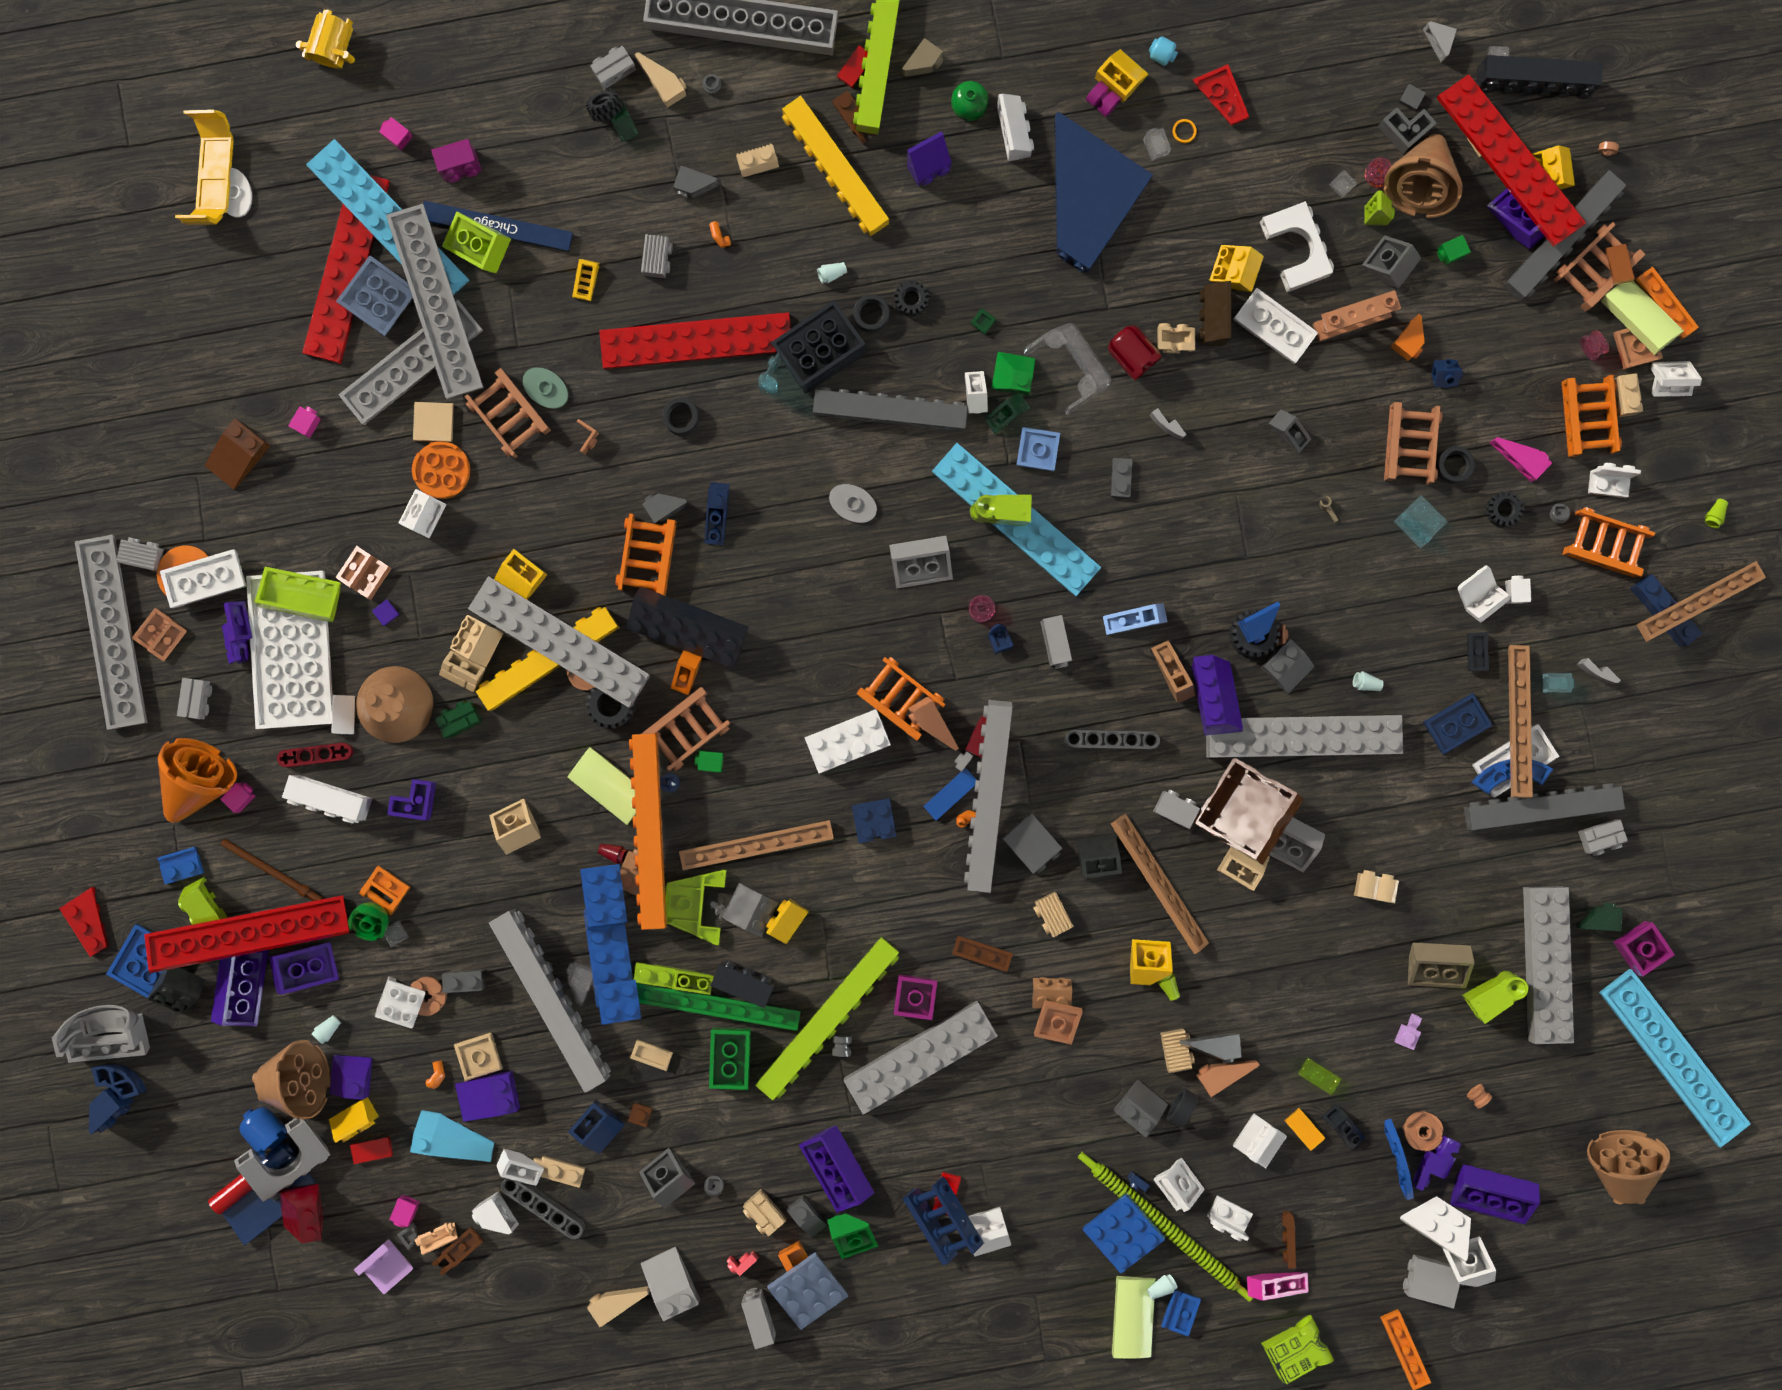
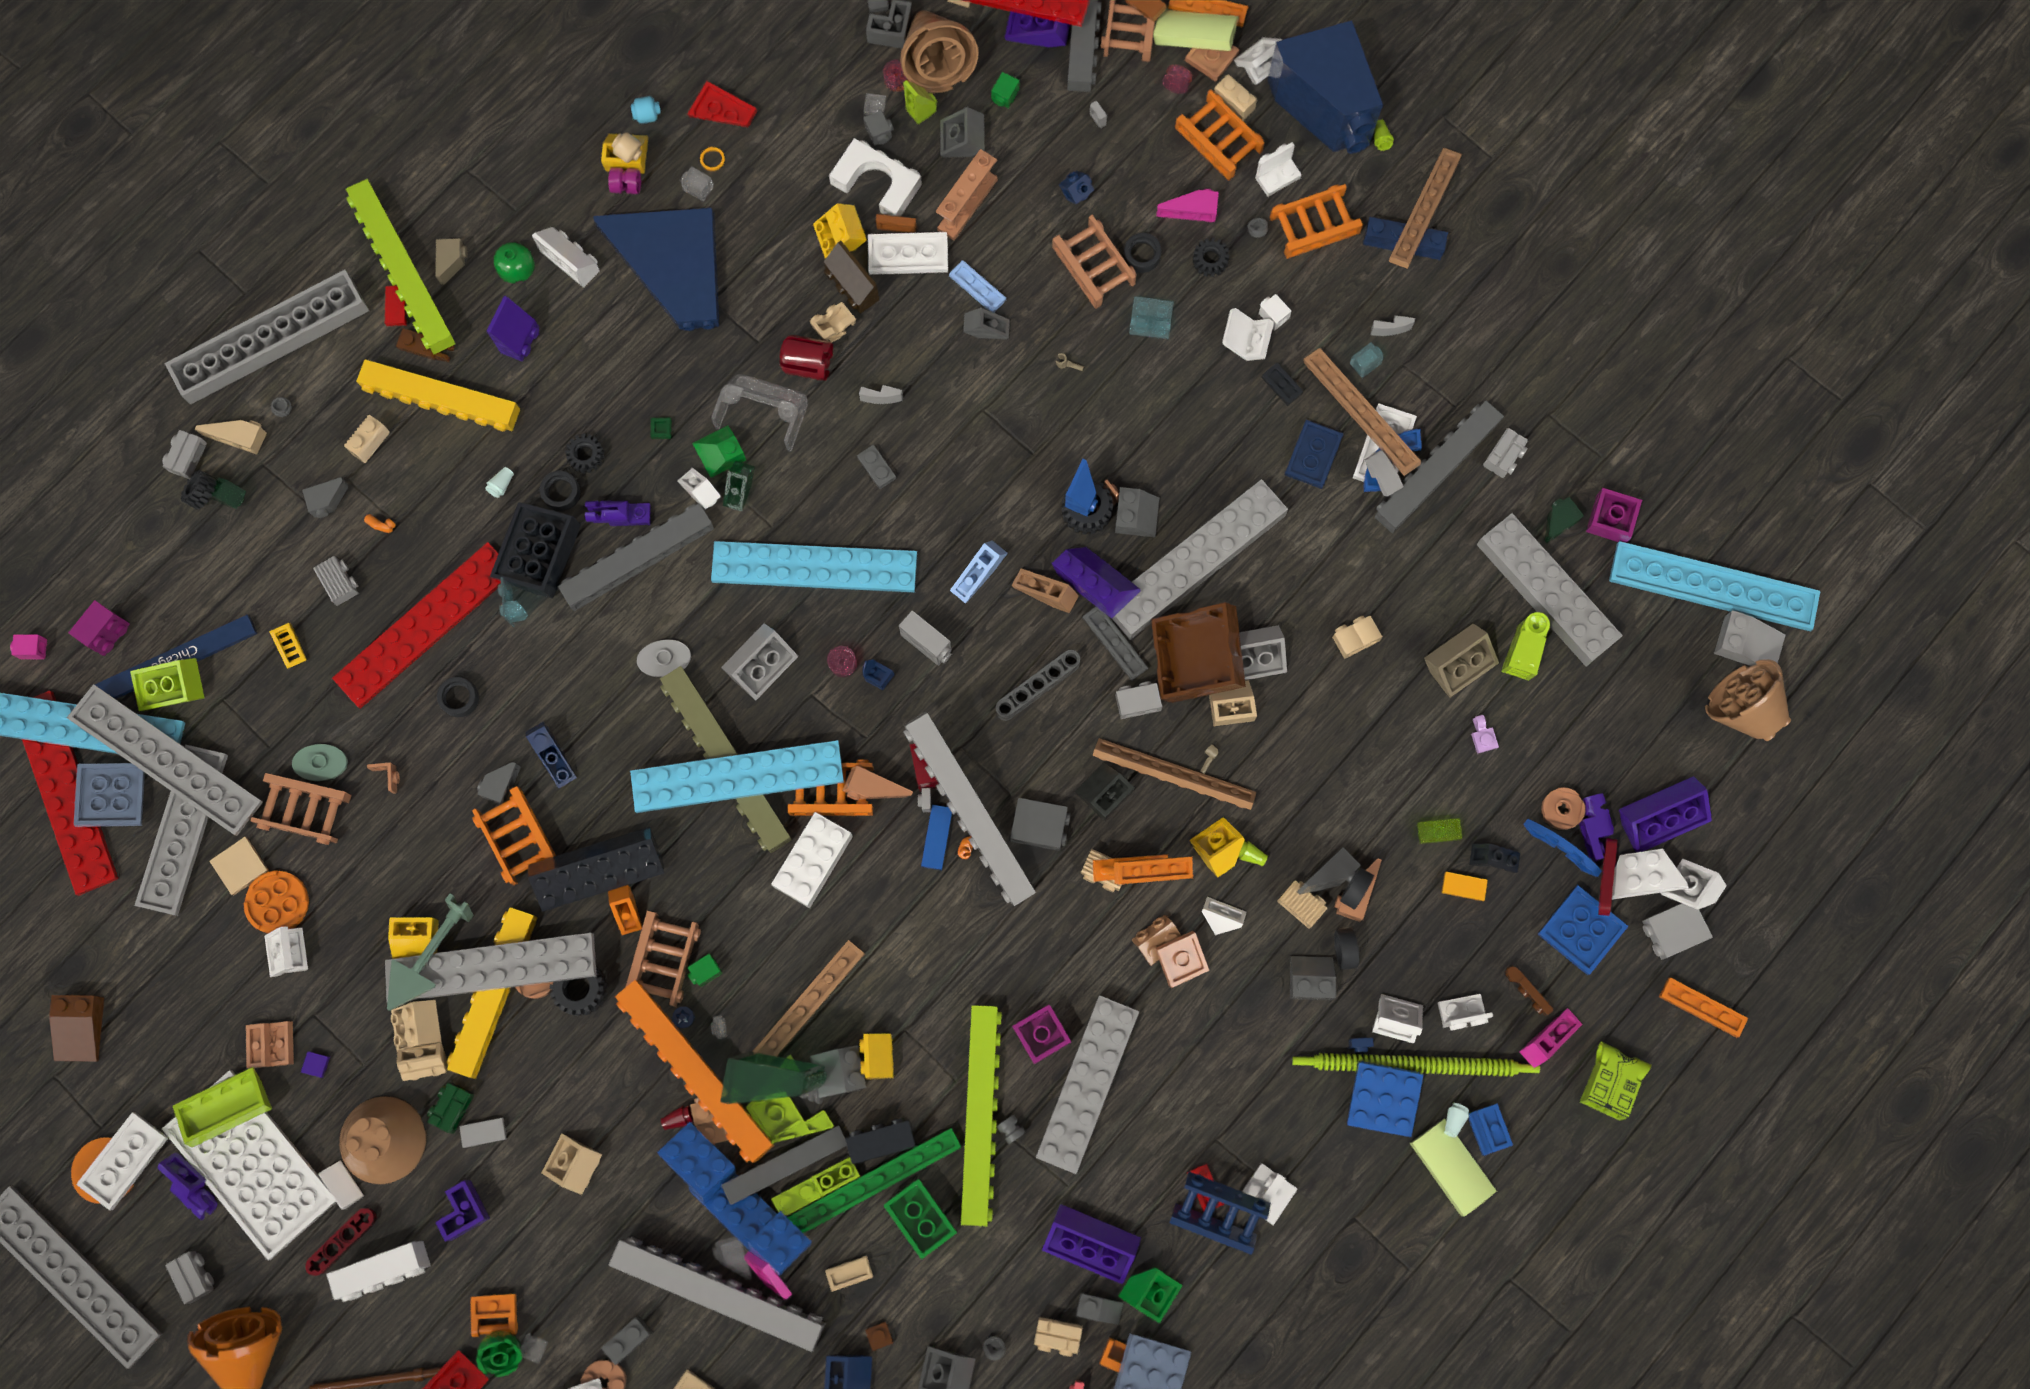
camera: 35 degrees left, 10 degrees down
(139, 555) = (47, 1185): light grey brick -> none
(159, 634) = (117, 1243): nougat slope -> none
(238, 797) = (296, 1335): dark pink brick -> none
(305, 421) = (120, 951): dark pink brick -> none
(468, 754) = (483, 1132): none -> light grey tile
(491, 607) = (407, 982): none -> sand green piece
(593, 1014) = (767, 1275): none -> dark pink tile
(605, 784) = (626, 1063): yellowish green slope -> none
(663, 946) = (784, 1165): none -> dark grey tile
(690, 810) = (719, 1027): none -> clear plate
(698, 883) = (765, 1077): none -> clear green windscreen
(839, 638) = (736, 776): none -> medium azure plate
(841, 616) = (715, 743): none -> olive brick
(873, 820) = (887, 910): dark blue piece -> none
(902, 365) = (618, 513): none -> dark purple plate
(982, 953) = (1070, 952): reddish brown plate -> none
(1002, 509) = (794, 563): lime piece -> none
(1038, 449) = (787, 495): medium blue plate -> none
(1080, 939) = (1142, 869): none -> orange fence
(1112, 1013) = (1222, 916): none -> white slope
(1124, 77) = (627, 147): none -> tan head
(1193, 752) = (1115, 643): none -> dark grey tile
(1200, 888) = (1212, 752): none -> dark tan hand
(1224, 1074) = (1357, 888): none -> black tyre
(1259, 1140) = (1434, 926): white bracket -> none
(1284, 295) = (896, 223): none -> dark orange tile
(1307, 393) = (977, 286): none -> light blue tile
(1331, 205) = (878, 128): none -> dark grey brick
(1364, 681) = (1211, 477): light aqua cone -> none
(1364, 1227) = (1581, 932): none -> blue plate
(1410, 340) = (1027, 183): orange slope -> none
(1414, 1206) = (1607, 877): none -> dark red beam
(1479, 1096) = (1584, 742): nougat wheel -> none
(1498, 783) = (1384, 472): none -> light grey slope
(1510, 326) = (1098, 114): none -> light grey tile
(1665, 1117) = (1748, 639): none -> light grey slope
(1706, 447) = (1327, 86): none -> dark blue slope

